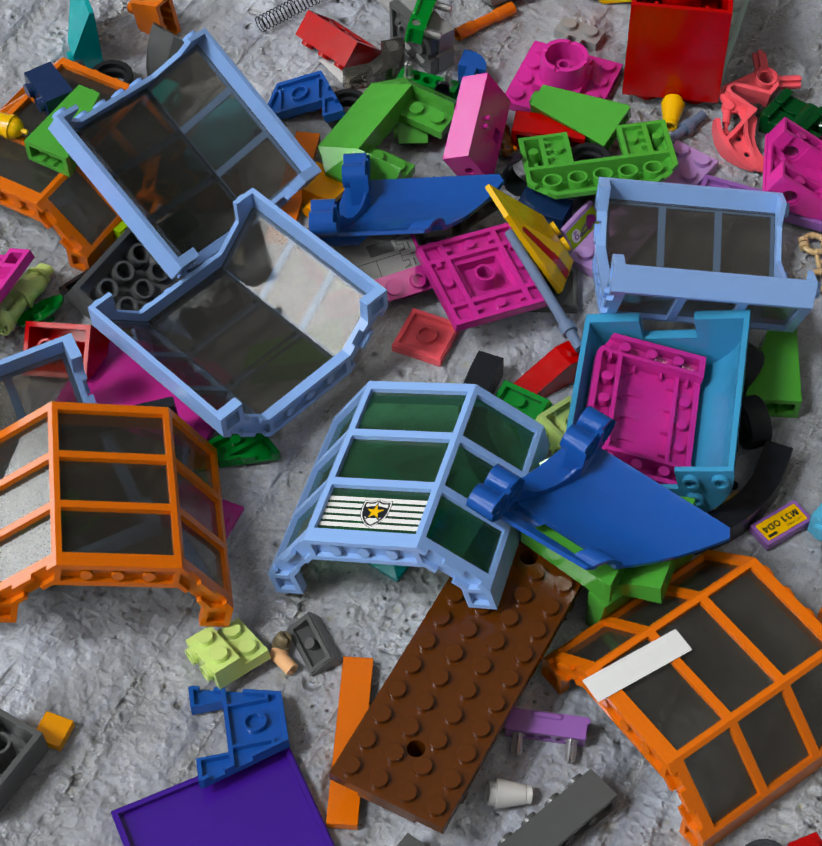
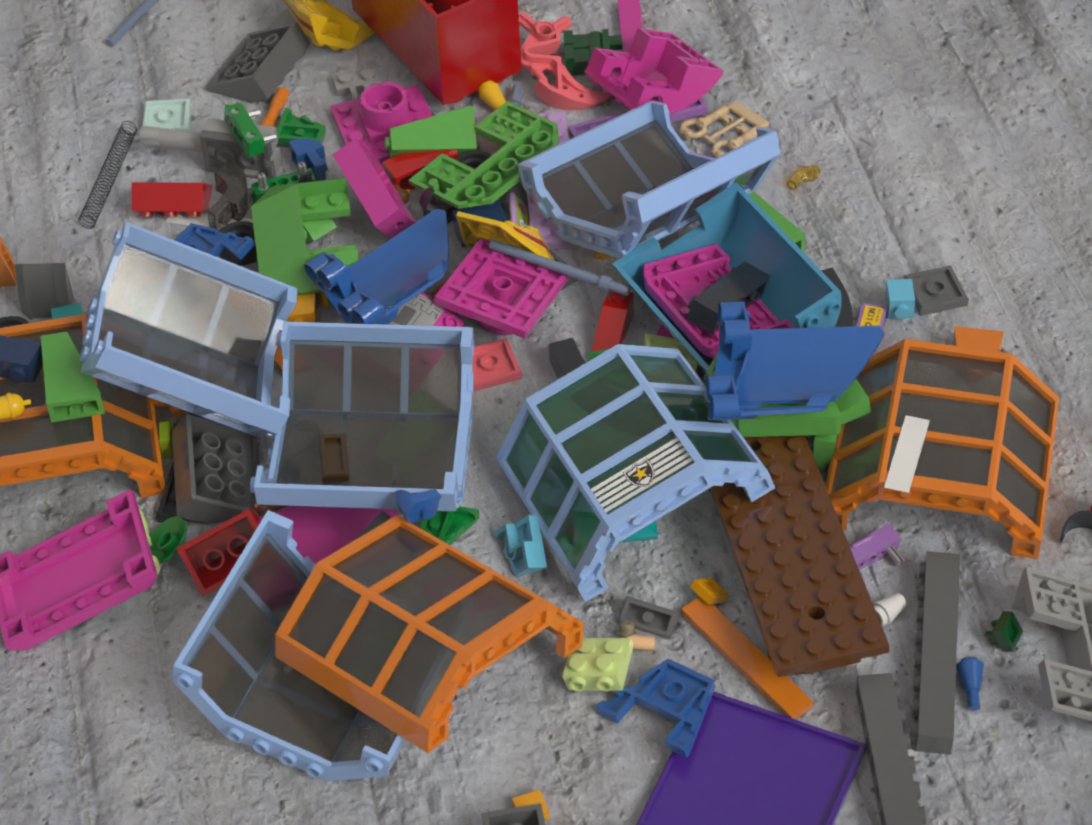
camera: 40 degrees left, 5 degrees down
(184, 411) = (417, 506): none -> blue plate
(201, 328) = (333, 458): none -> dark brown tile
(279, 508) = (523, 545): none -> medium azure slope
(380, 658) = (709, 590): none -> light orange tile
(490, 45) = (294, 128): none -> green wing
(655, 410) = (741, 284): none -> black brick

